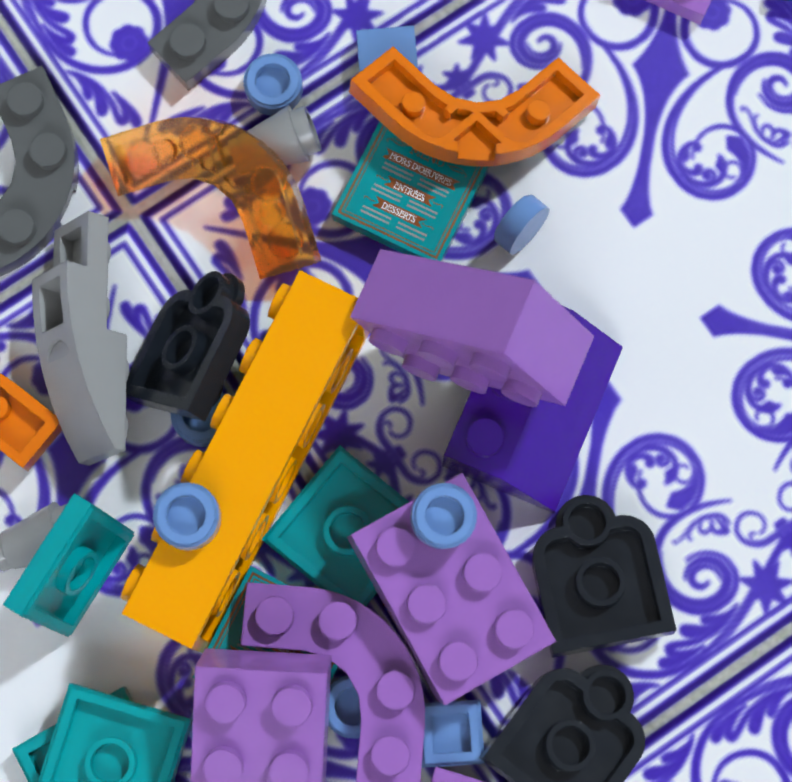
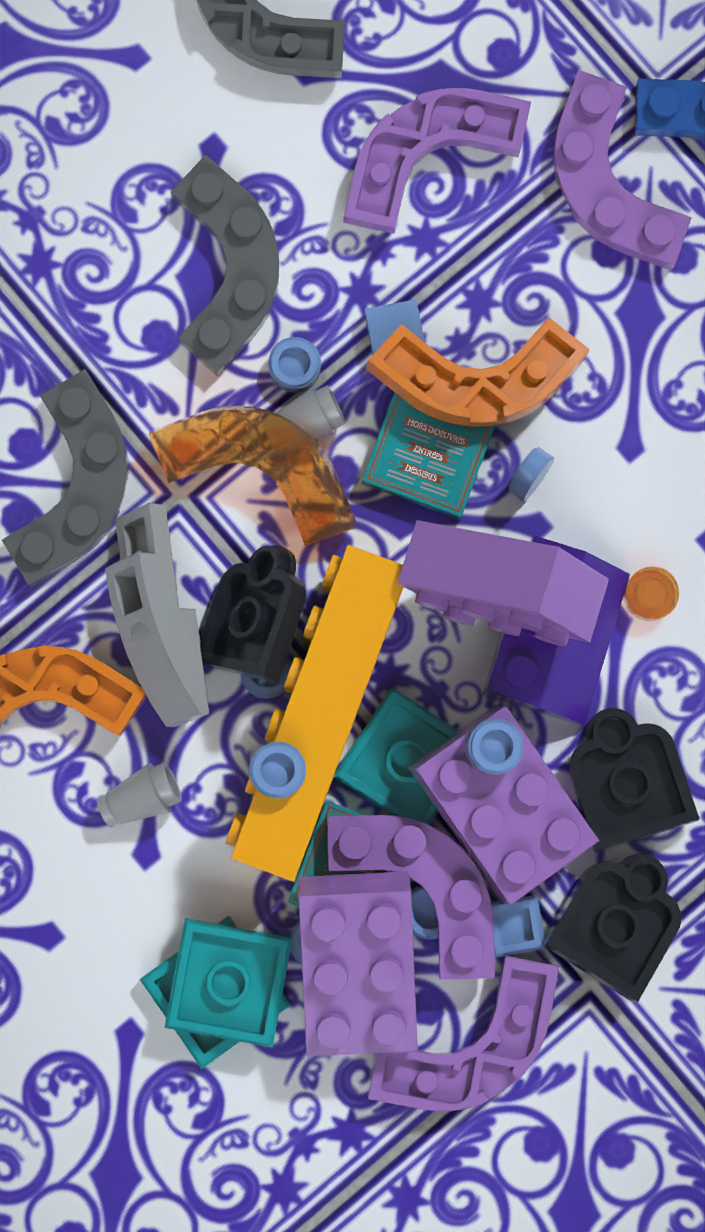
camera: 15 degrees left, 5 degrees up
(69, 567) = (174, 820): teal tile -> none
(645, 371) = (651, 593): none -> clear orange tile

